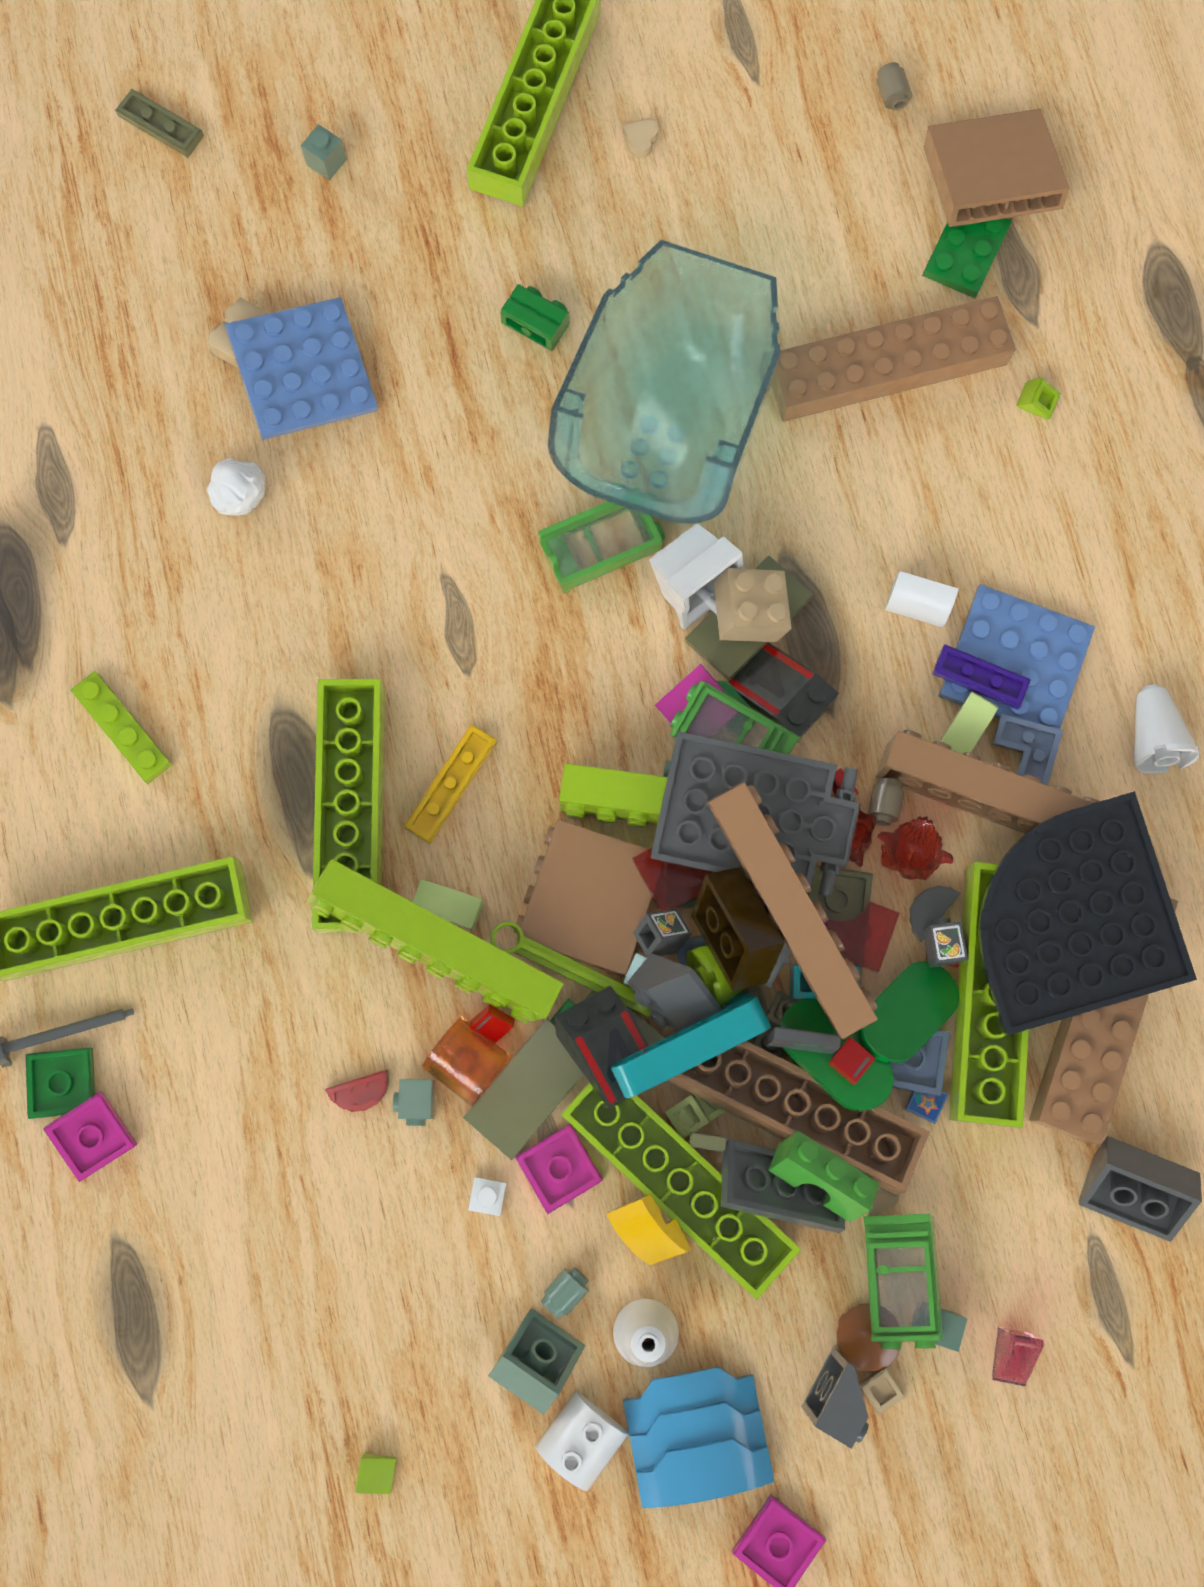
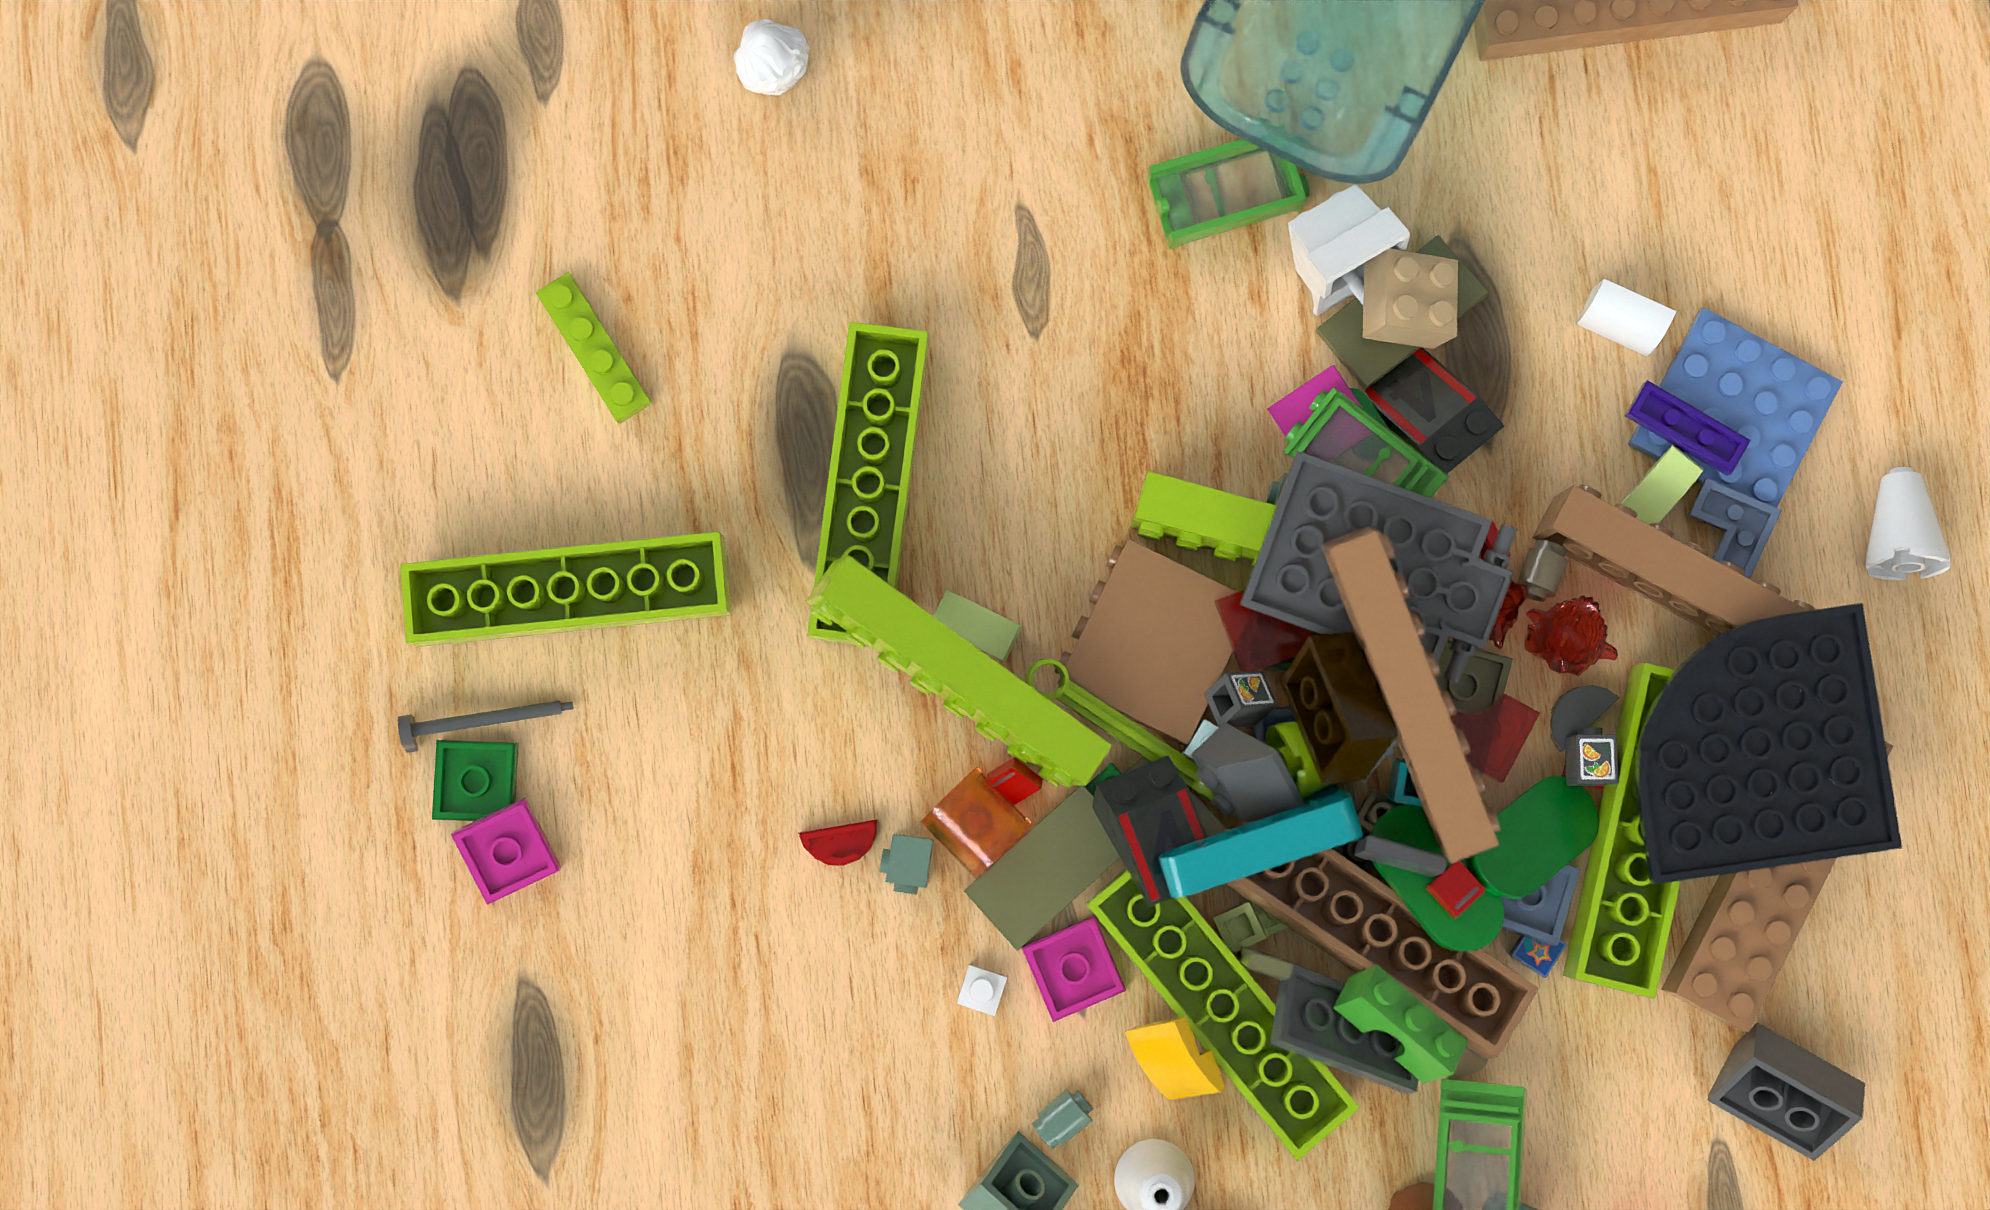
camera: 10 degrees right, 5 degrees up
(450, 784) = (997, 474): yellow tile -> none
(1038, 398) = (1816, 72): lime slope -> none

